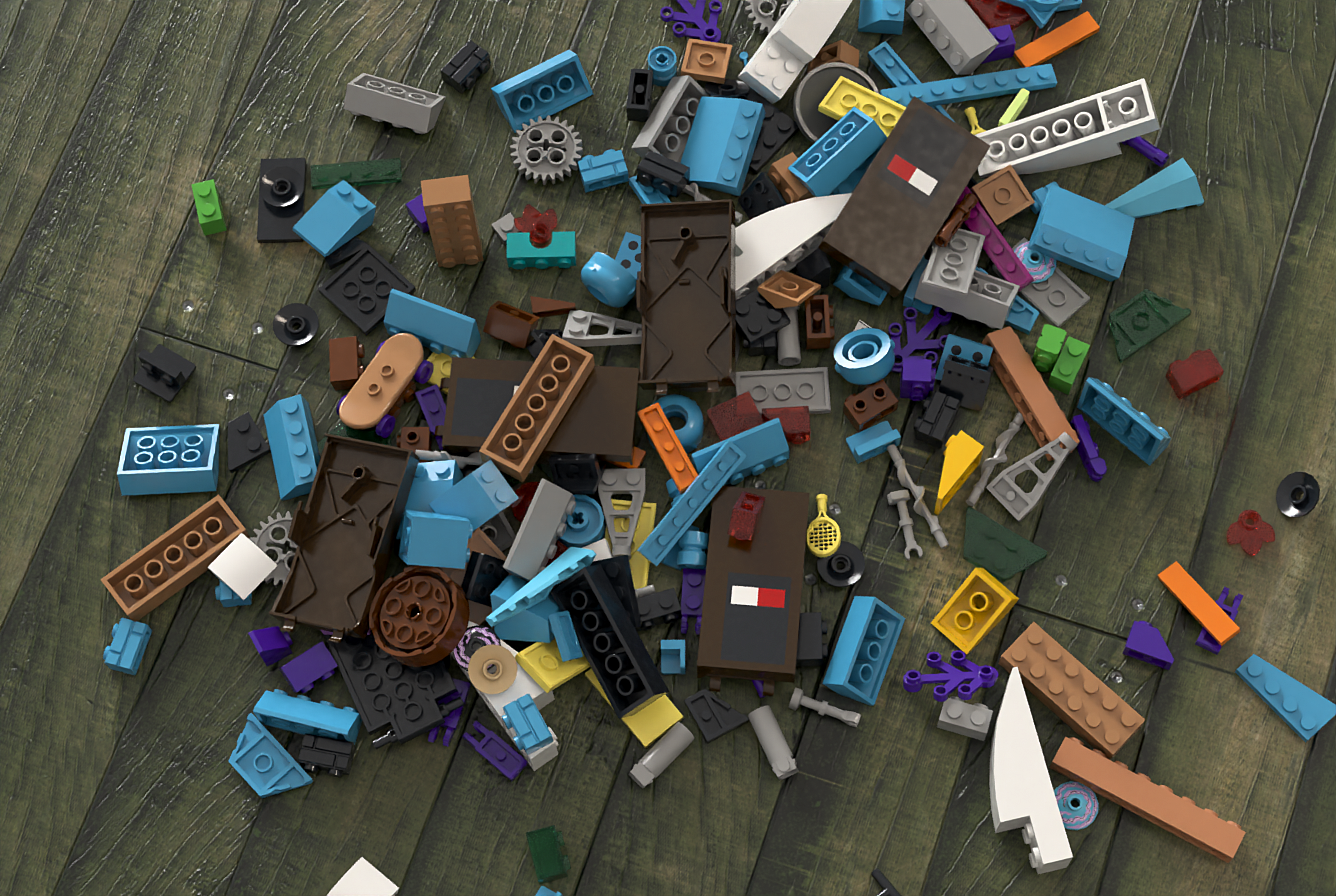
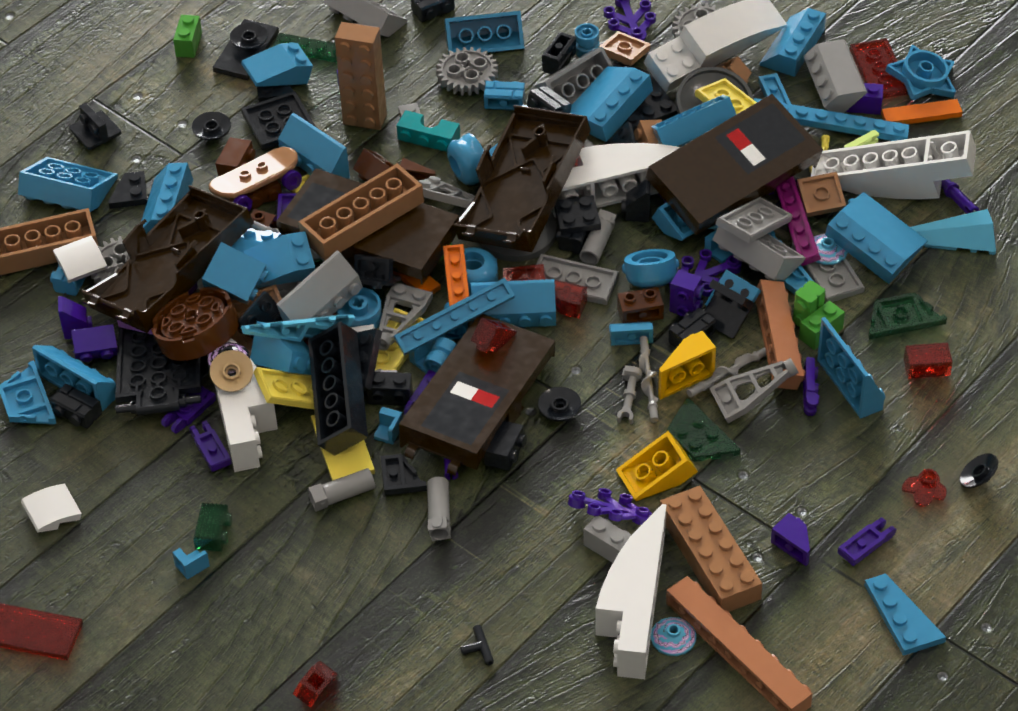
camera: 20 degrees right, 20 degrees down
(527, 724) = (239, 416): dark azure brick -> none
(534, 222) = (433, 114): clear red plate -> none
(565, 636) = (303, 370): dark azure tile -> none
(787, 289) = (607, 202): medium nougat slope -> none
(817, 322) = (624, 235): reddish brown brick -> none
(821, 500) = (556, 373): light yellow piece -> none
(849, 717) = (475, 485): light grey piece -> none
(864, 650) = (548, 468): dark azure slope -> none
(959, 214) = (770, 194): reddish brown pin -> none
(1198, 603) = (853, 520): orange tile -> none

